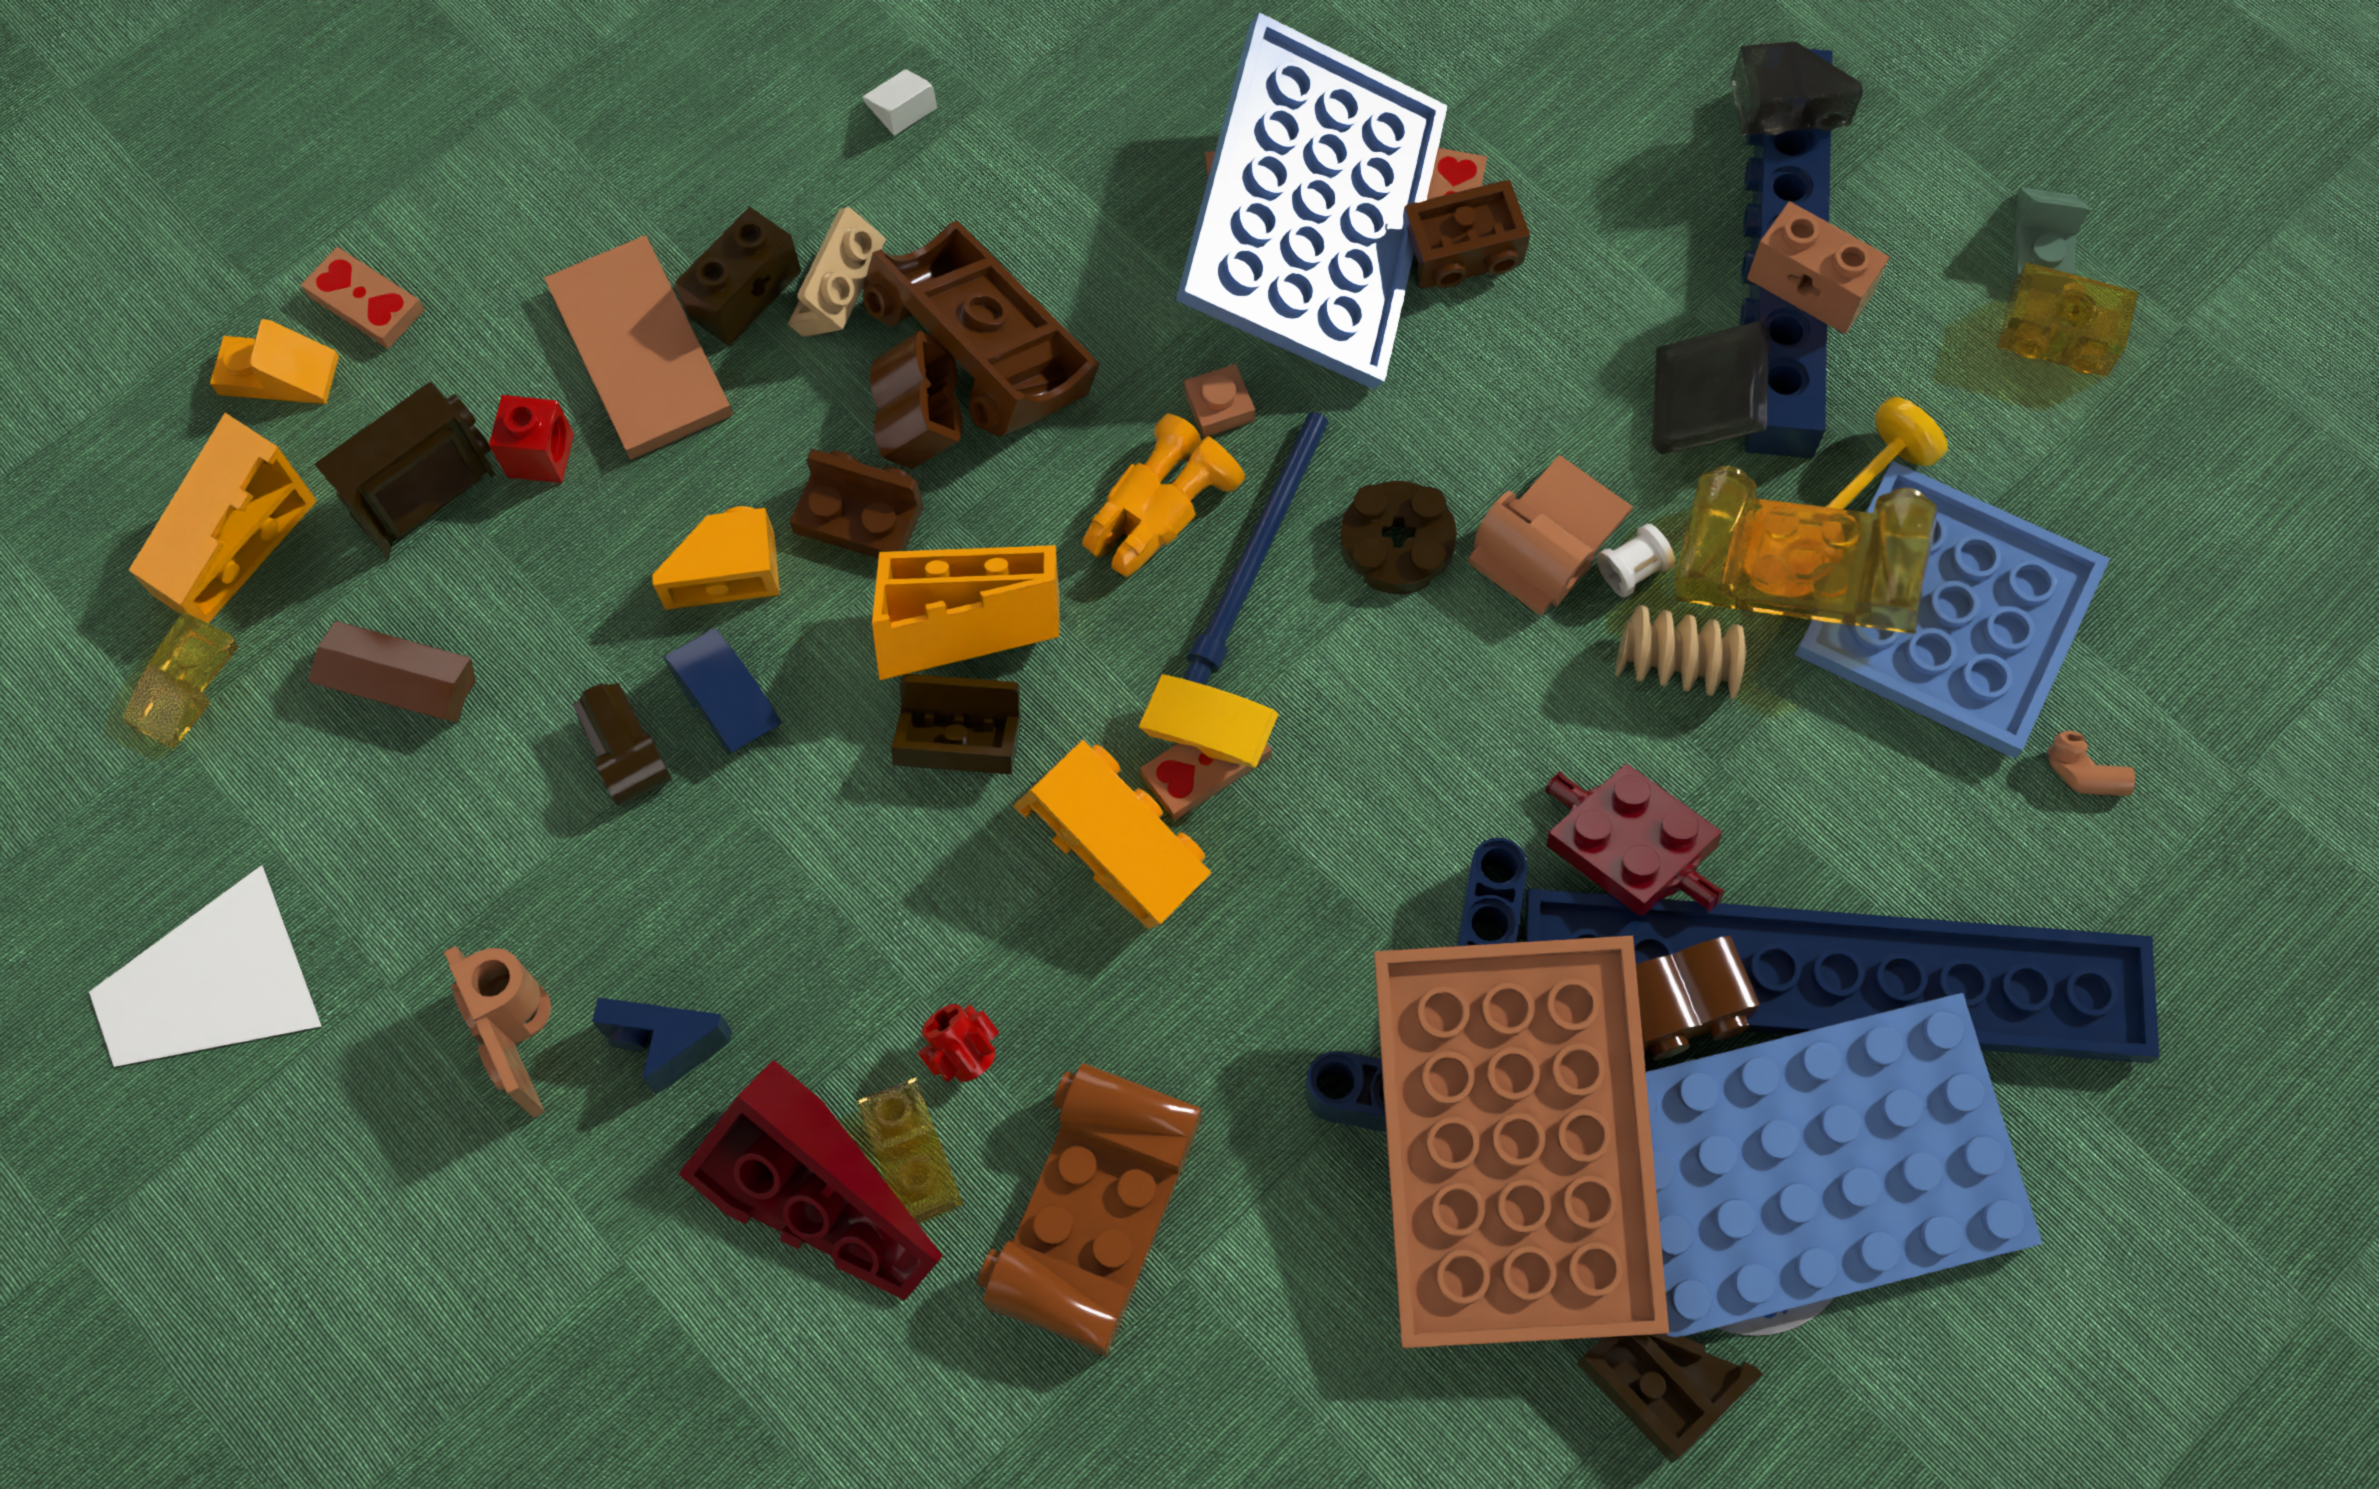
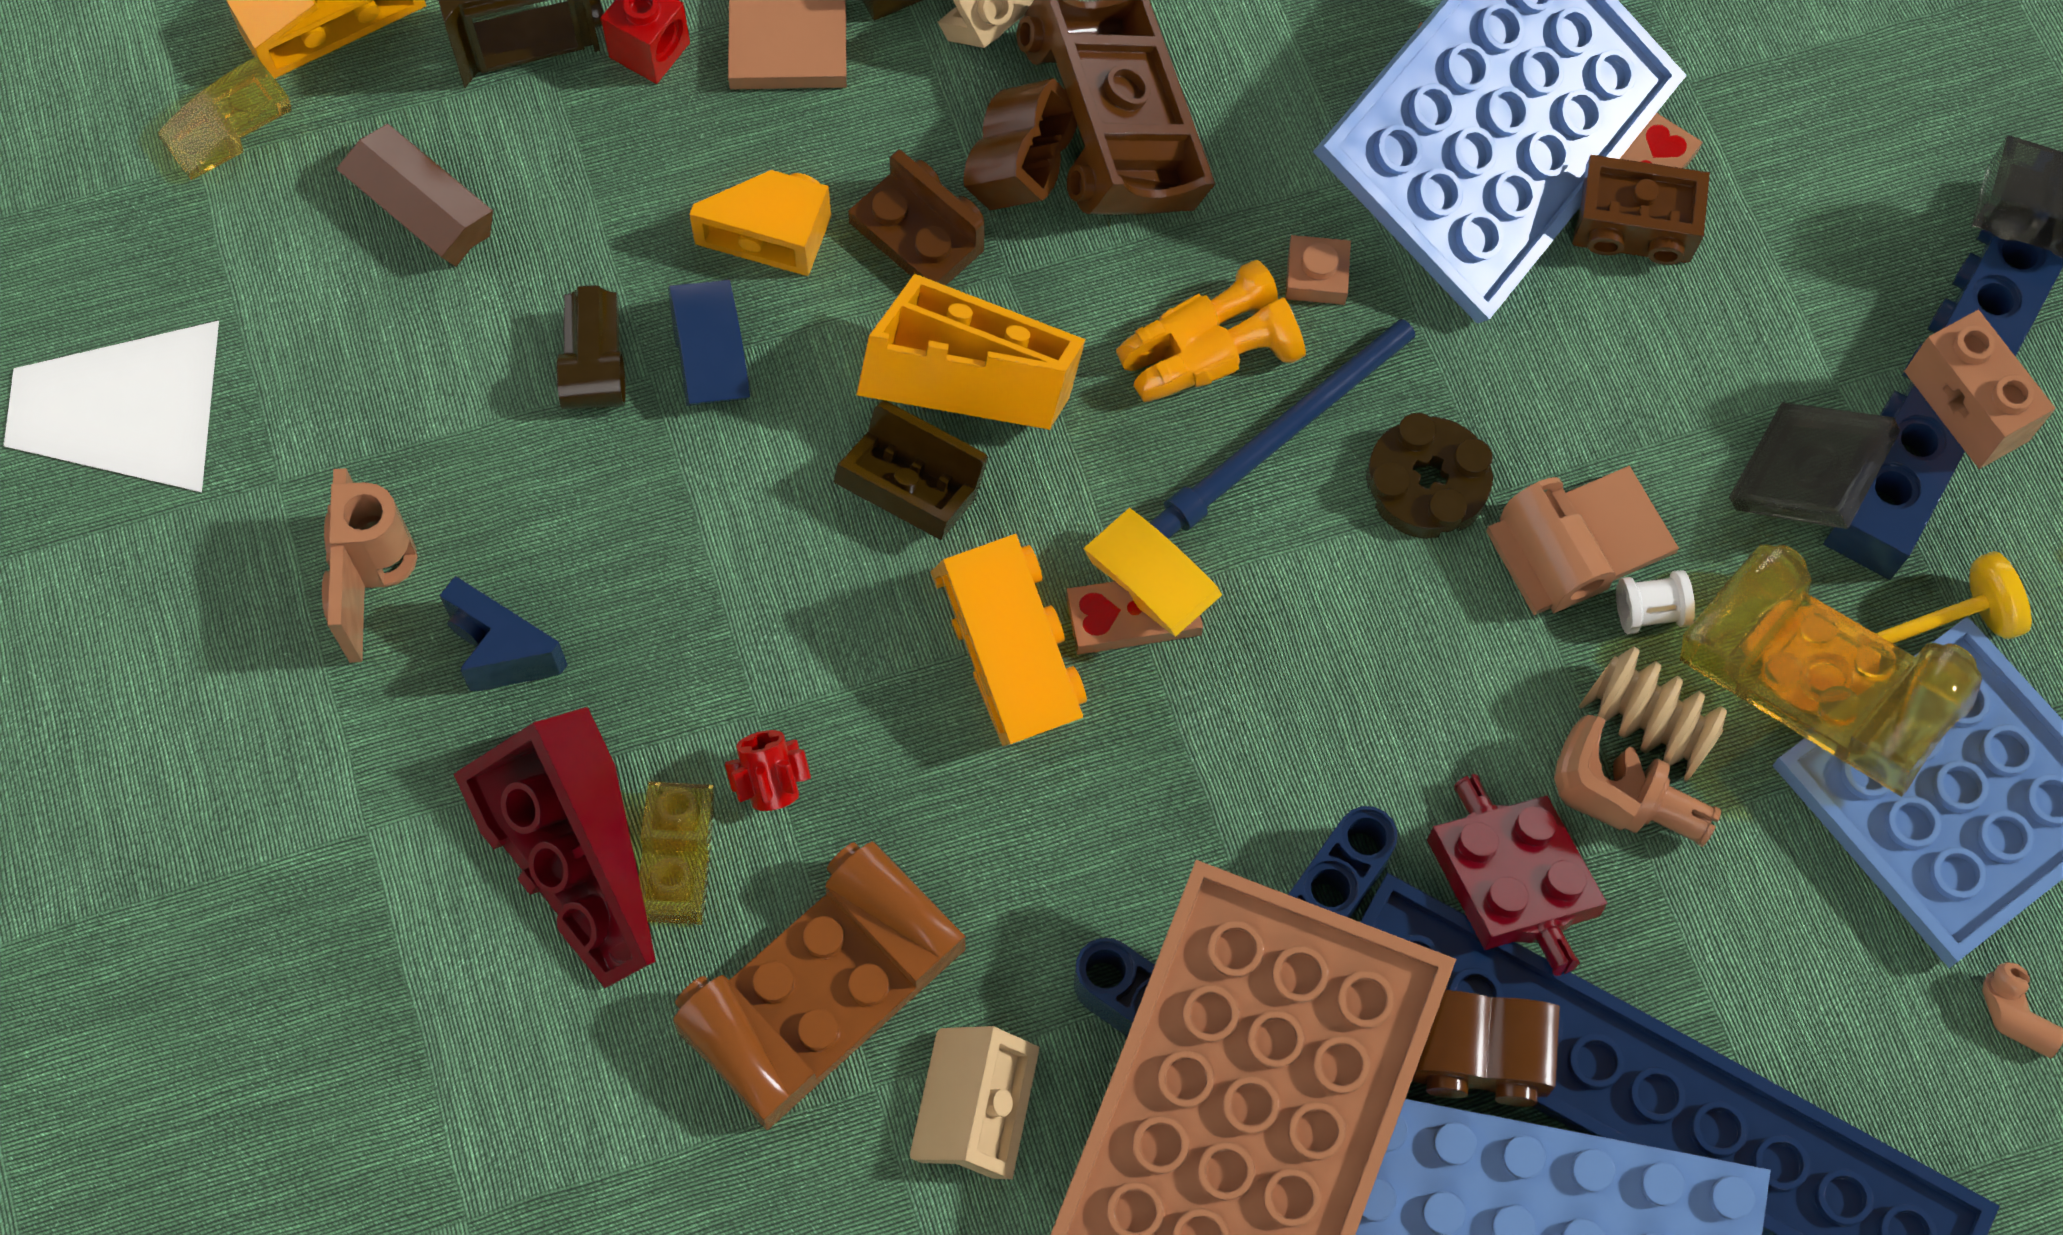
camera: 20 degrees right, 0 degrees up
(1275, 1246) = (975, 1100): none -> tan panel
(1696, 730) = (1634, 795): none -> nougat piece

